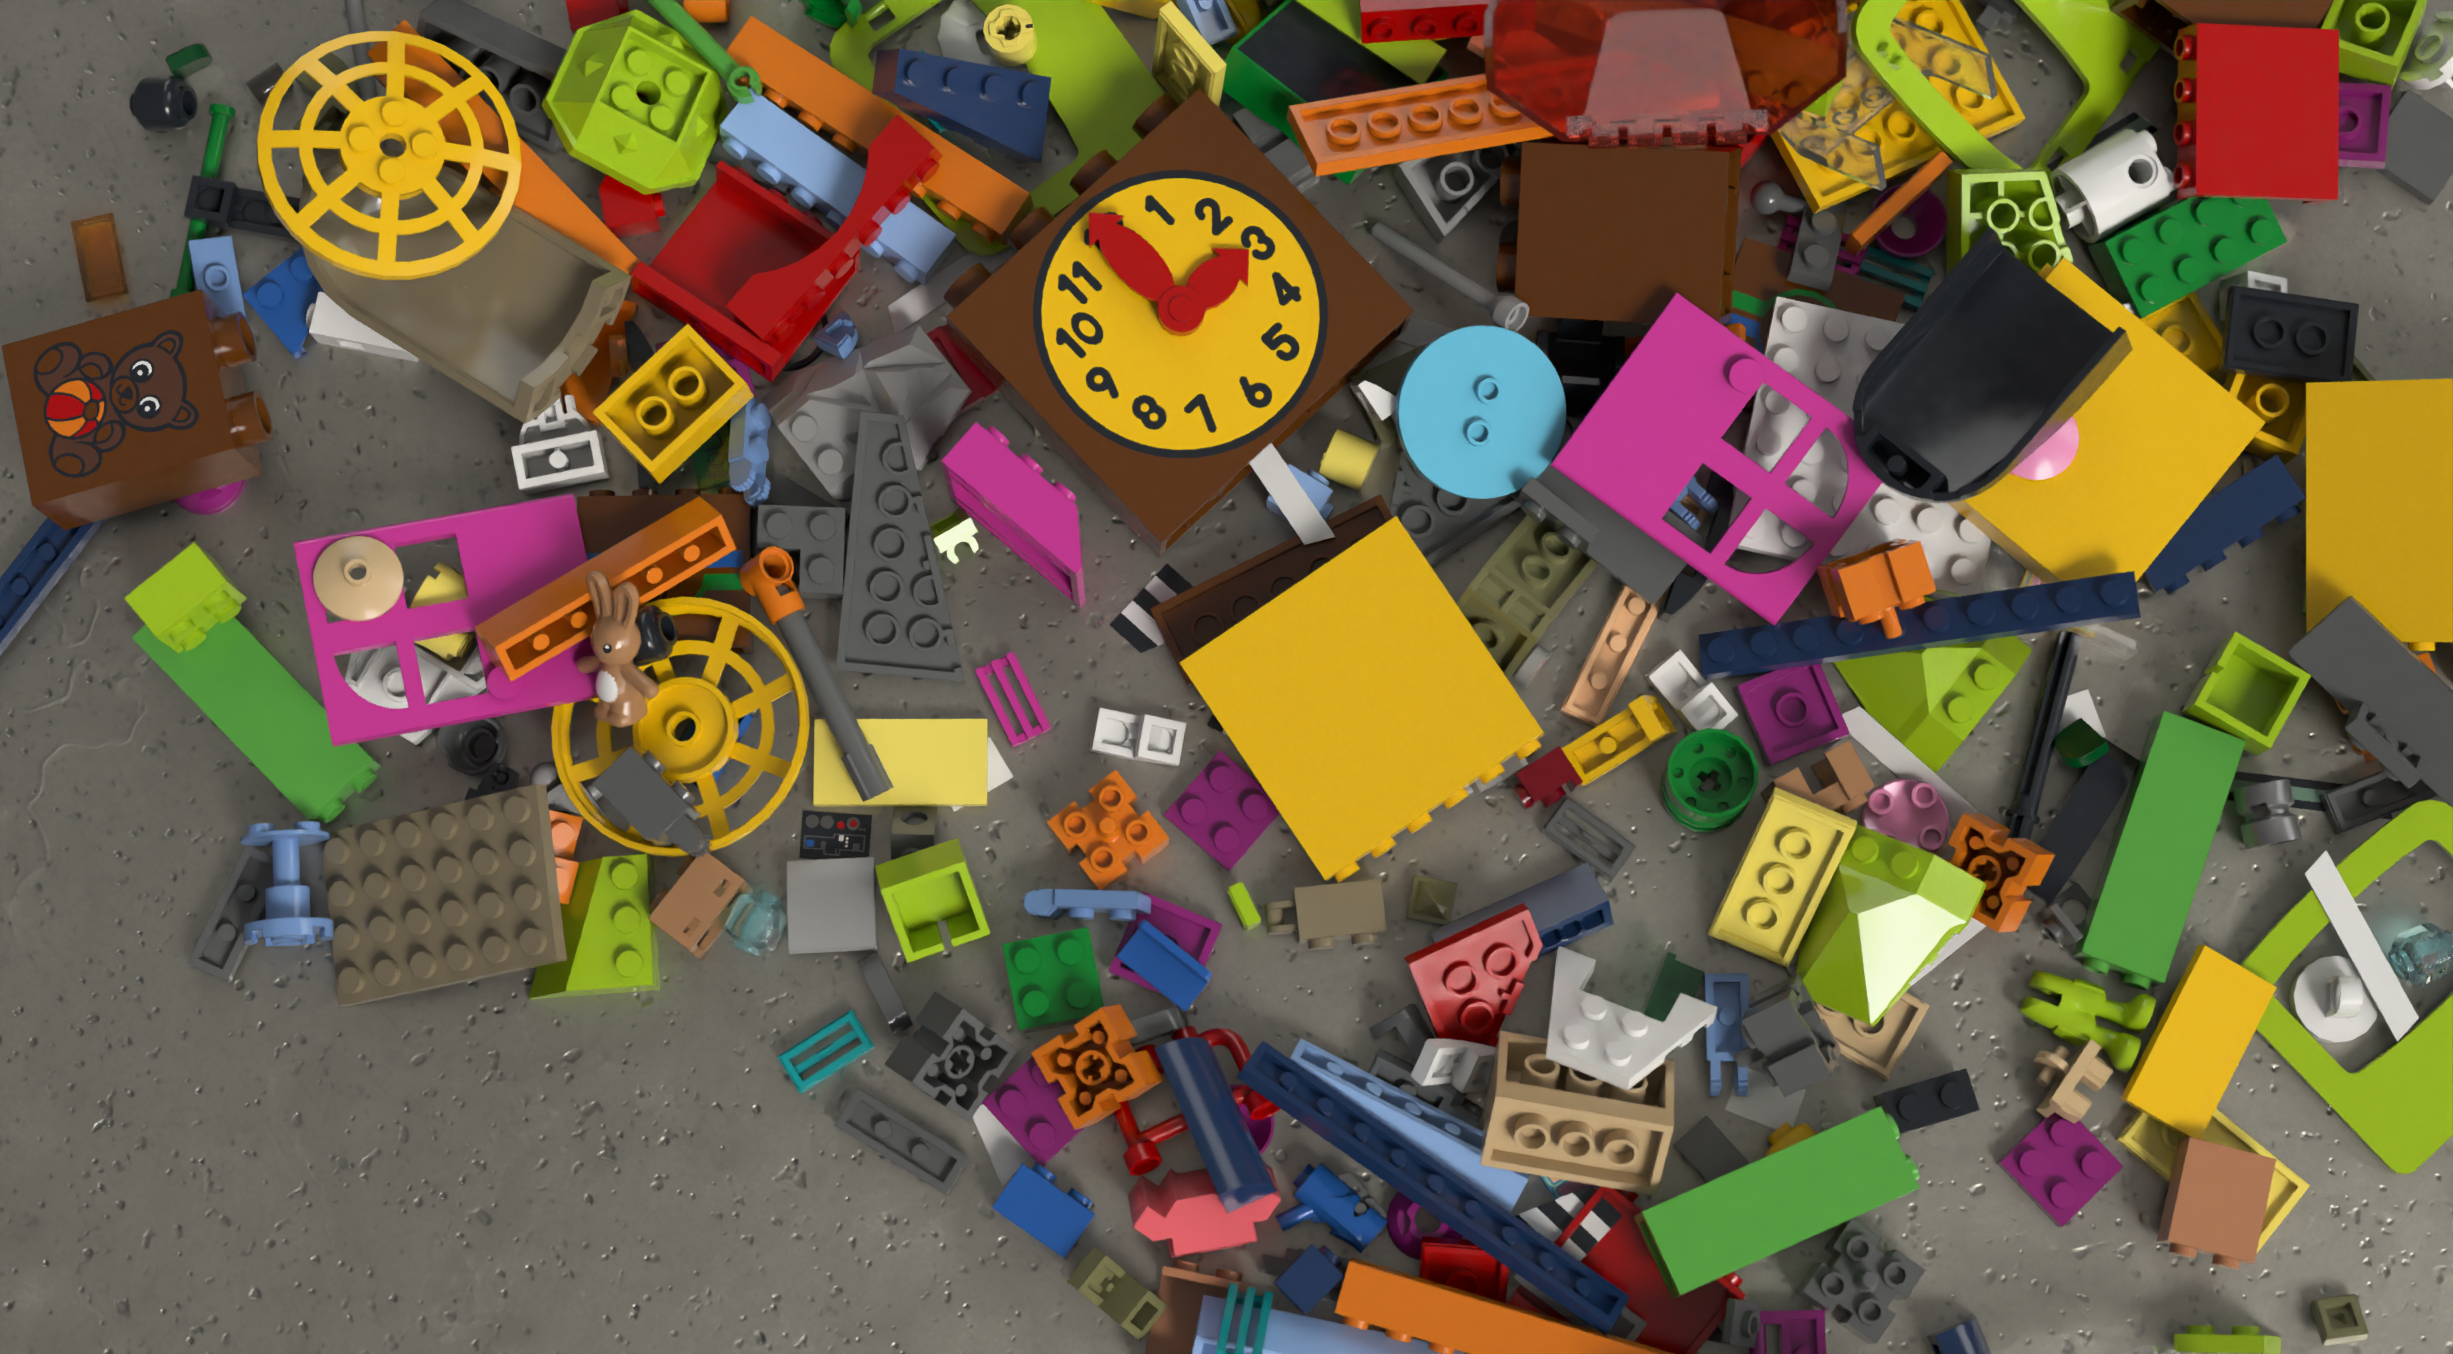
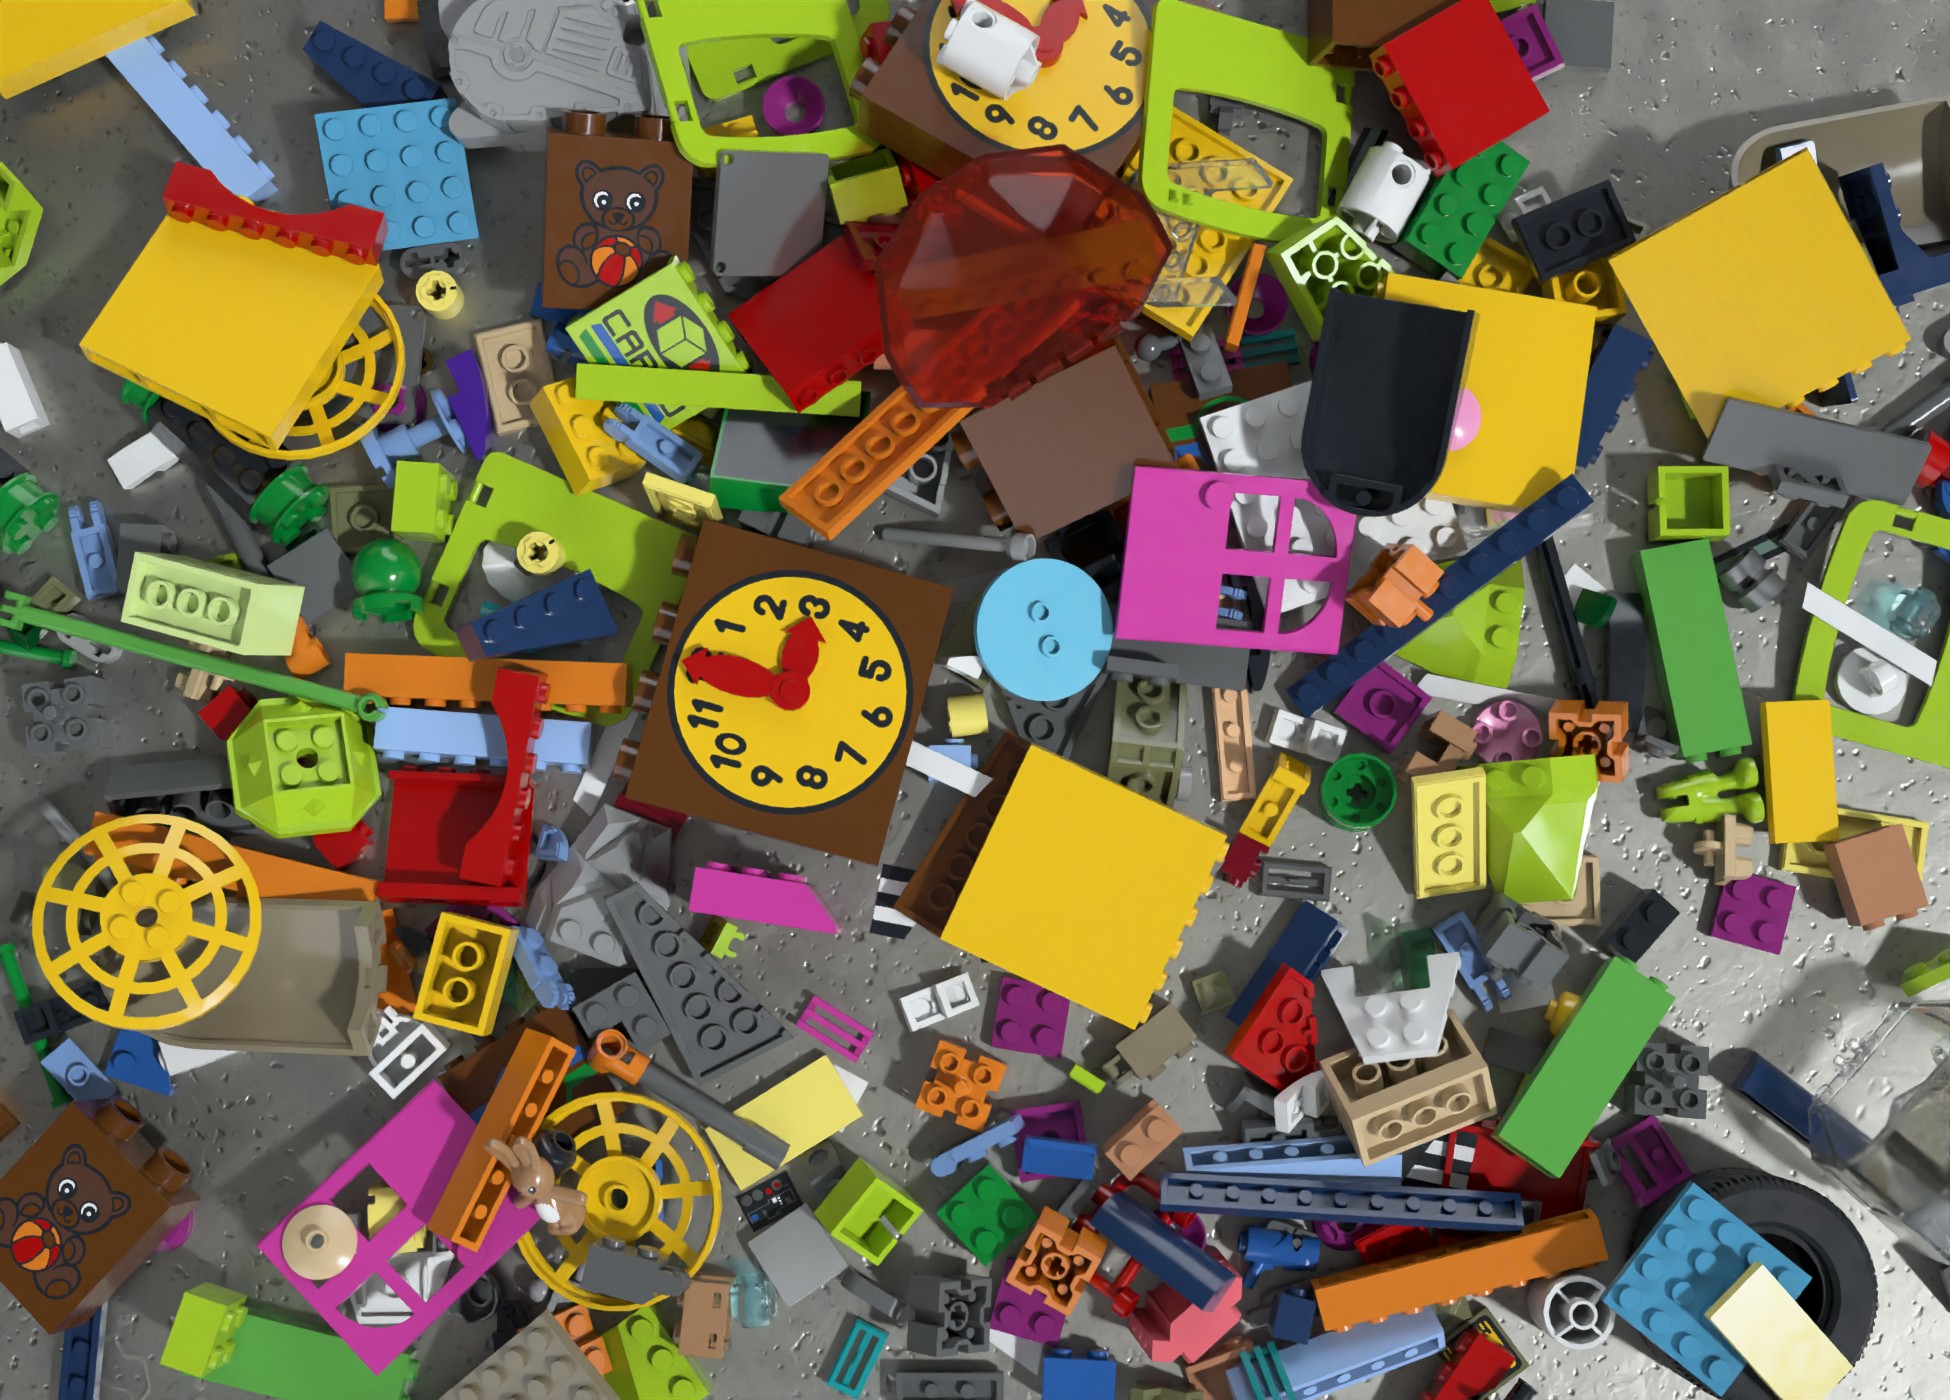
camera: 30 degrees left, 5 degrees up
(1263, 997) = (1141, 1139): none -> nougat panel

